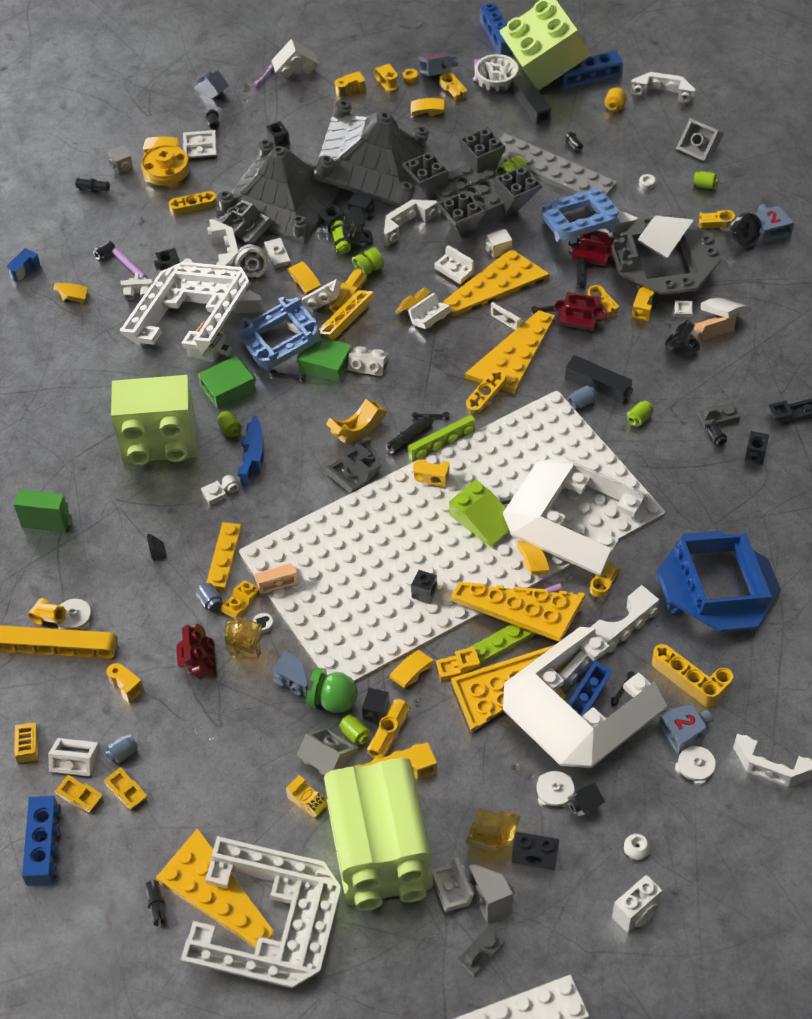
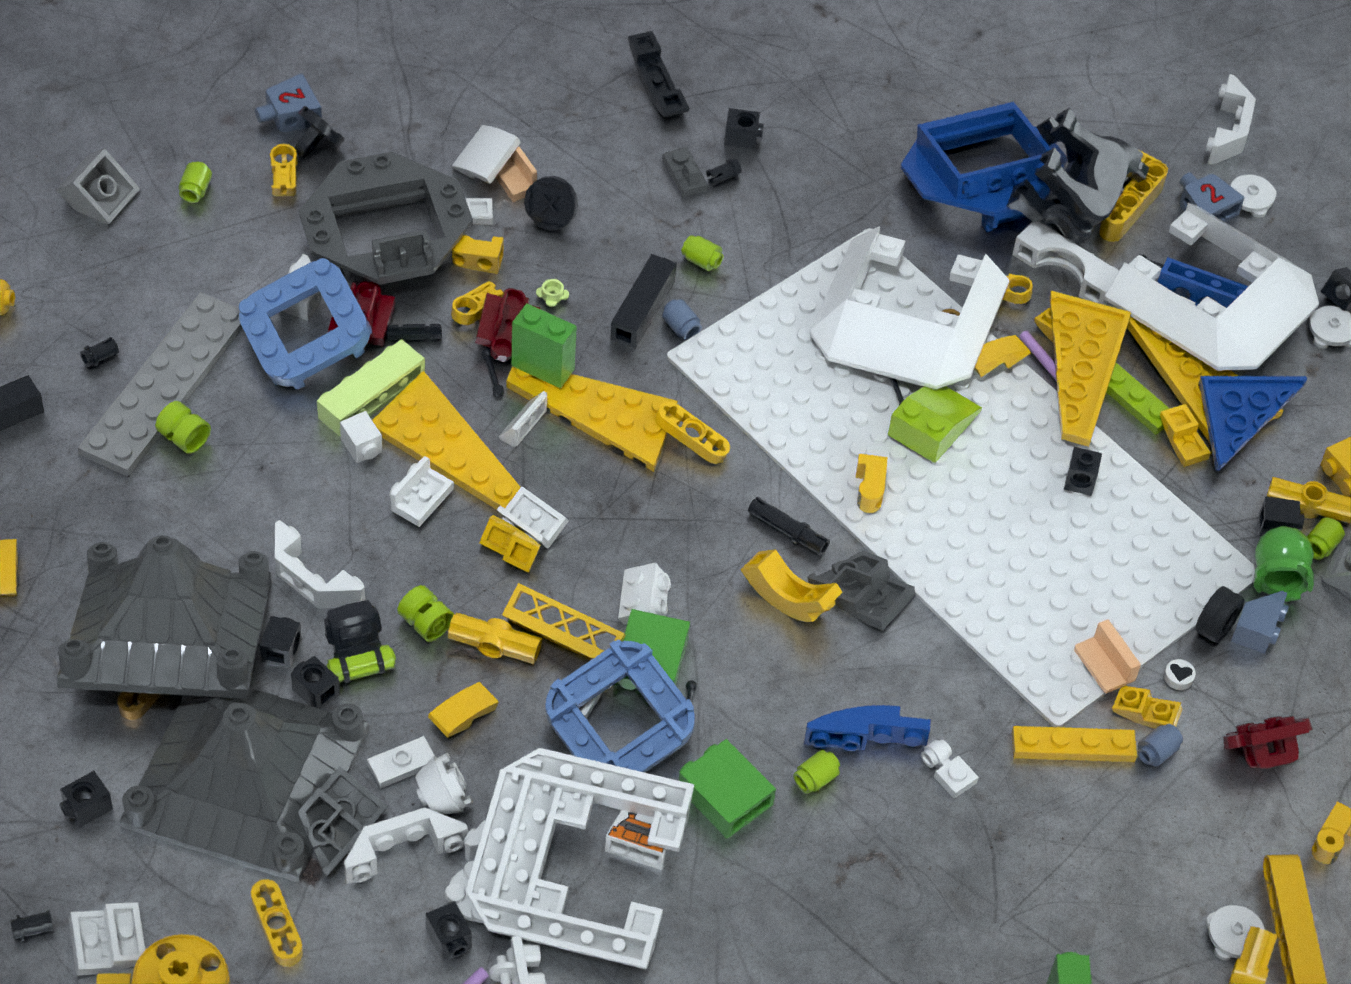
camera: 105 degrees left, 0 degrees up
(154, 419) = (874, 845): yellowish green brick -> none
(156, 547) = (1085, 839): black slope -> none
(242, 637) = (1230, 683): clear yellow brick -> none
(297, 643) = (1219, 614): none -> black tyre
(323, 295) = (517, 663): white bracket -> none
(409, 670) = (1211, 484): yellow slope -> none
(441, 438) = (799, 487): lime plate -> none
(445, 415) = (737, 488): black hinge -> none
(472, 697) = (1241, 407): none -> blue tile
(475, 192) = (253, 468): dark grey slope -> none
(537, 249) = (371, 385): none -> yellowish green brick
(545, 310) = (543, 345): none -> bright green brick
(610, 337) = (552, 292): none -> yellowish green plate
(647, 182) = (194, 257): white tile -> none
(664, 234) = (358, 201): white slope -> none
(686, 632) = (1087, 187): none -> black piece

